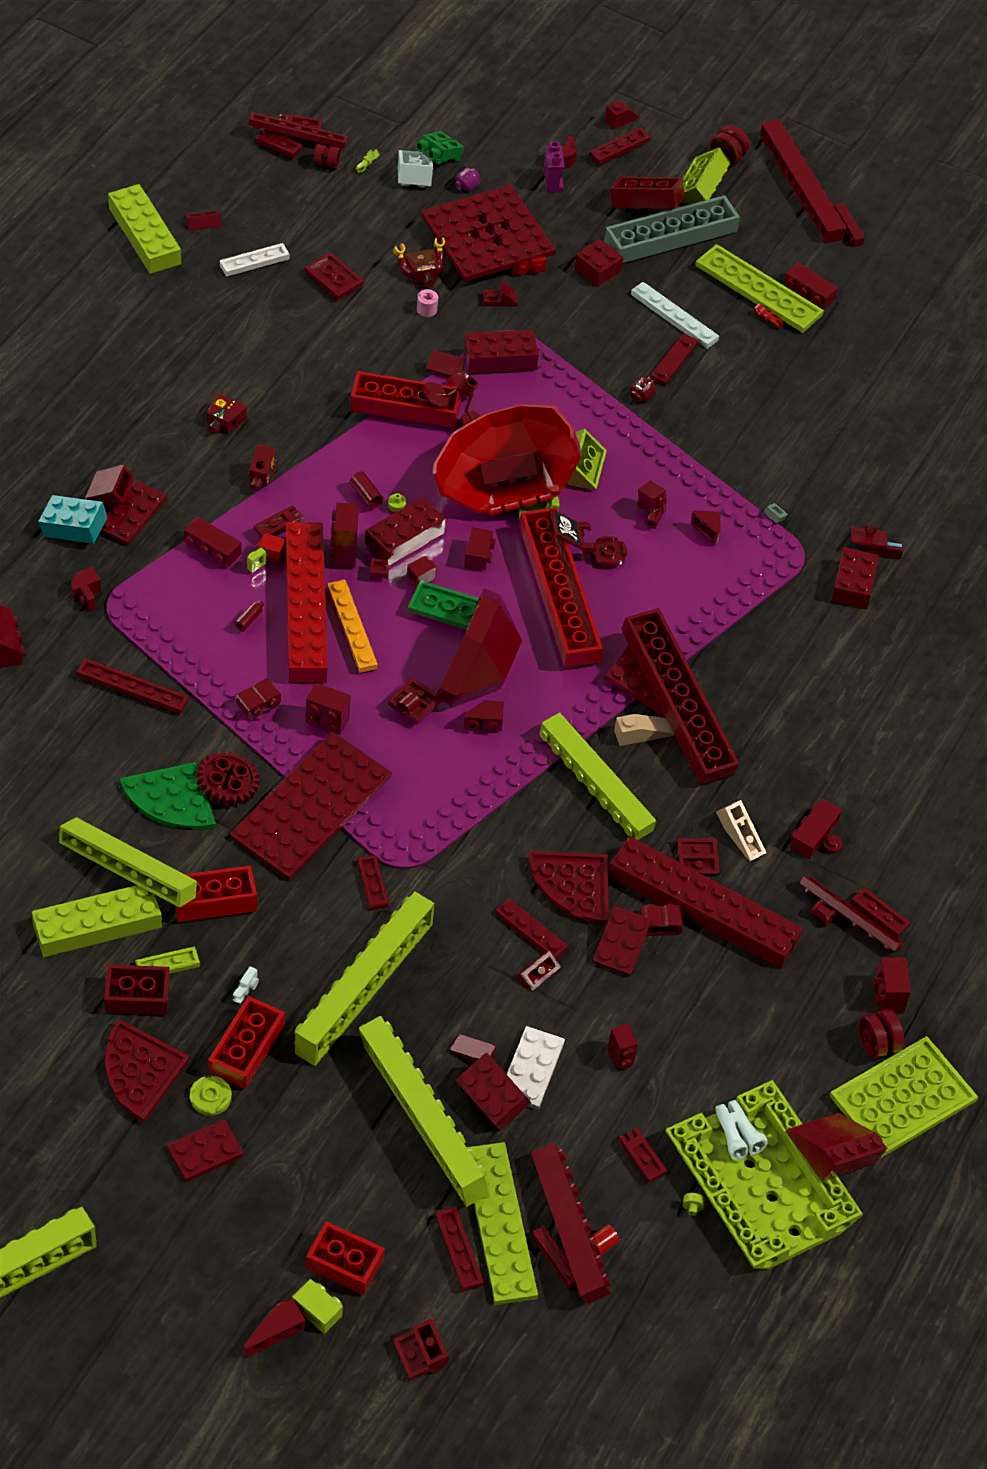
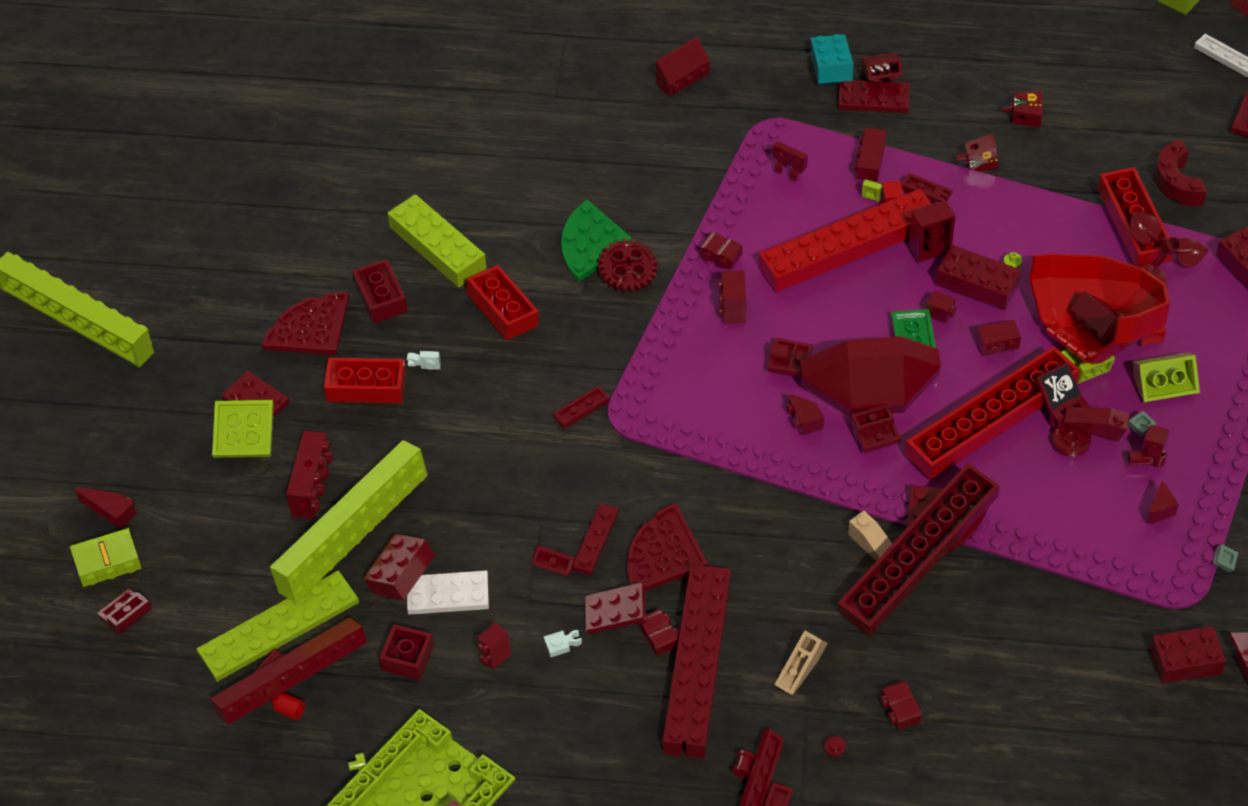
camera: 75 degrees right, 0 degrees up
(84, 586) = (769, 96): dark red brick -> none
(128, 862) = (493, 232): lime brick -> none
(132, 686) = (687, 170): dark red plate -> none
(176, 960) = (424, 304): lime tile -> none
(187, 596) = (788, 155): none -> dark red plate
(210, 1095) = (309, 381): lime tile -> none
(247, 1170) = (243, 428): none -> lime plate
(249, 616) = (809, 210): dark red cylinder -> none
(310, 805) = (634, 332): dark red plate -> none
(318, 1306) = (141, 523): lime brick -> none
(343, 1128) = (309, 475): none -> dark red brick
(345, 1258) = (188, 525): red brick -> none
(351, 1347) = (105, 557): none -> lime slope
(352, 626) = (847, 284): light orange plate -> none
(363, 978) = (469, 432): lime brick -> none
(366, 490) = (1008, 233): dark red pin -> none
(369, 359) = (1174, 183): none -> dark red brick
(379, 568) = (924, 277): dark red plate -> none
(445, 363) = (1208, 231): dark red slope -> none
(459, 1249) = (236, 604): dark red plate -> none
(471, 1048) = (443, 543): slope -> none
(532, 673) = (875, 428): none -> dark red brick
(592, 1120) = (407, 652): none -> dark red brick
(597, 777) = (790, 524): lime brick -> none
(608, 523) = (1098, 421): none -> dark red slope
(621, 499) = (1141, 423): none -> sand green plate
(632, 1000) = (559, 642): none -> light aqua plate
(642, 1155) = (393, 707): dark red hinge -> none
(699, 854) = (752, 639): dark red slope -> none
(753, 1140) = (444, 770): light aqua piece -> none
(815, 780) = (901, 705): none -> dark red brick
(815, 828) = (842, 722): dark red brick -> none

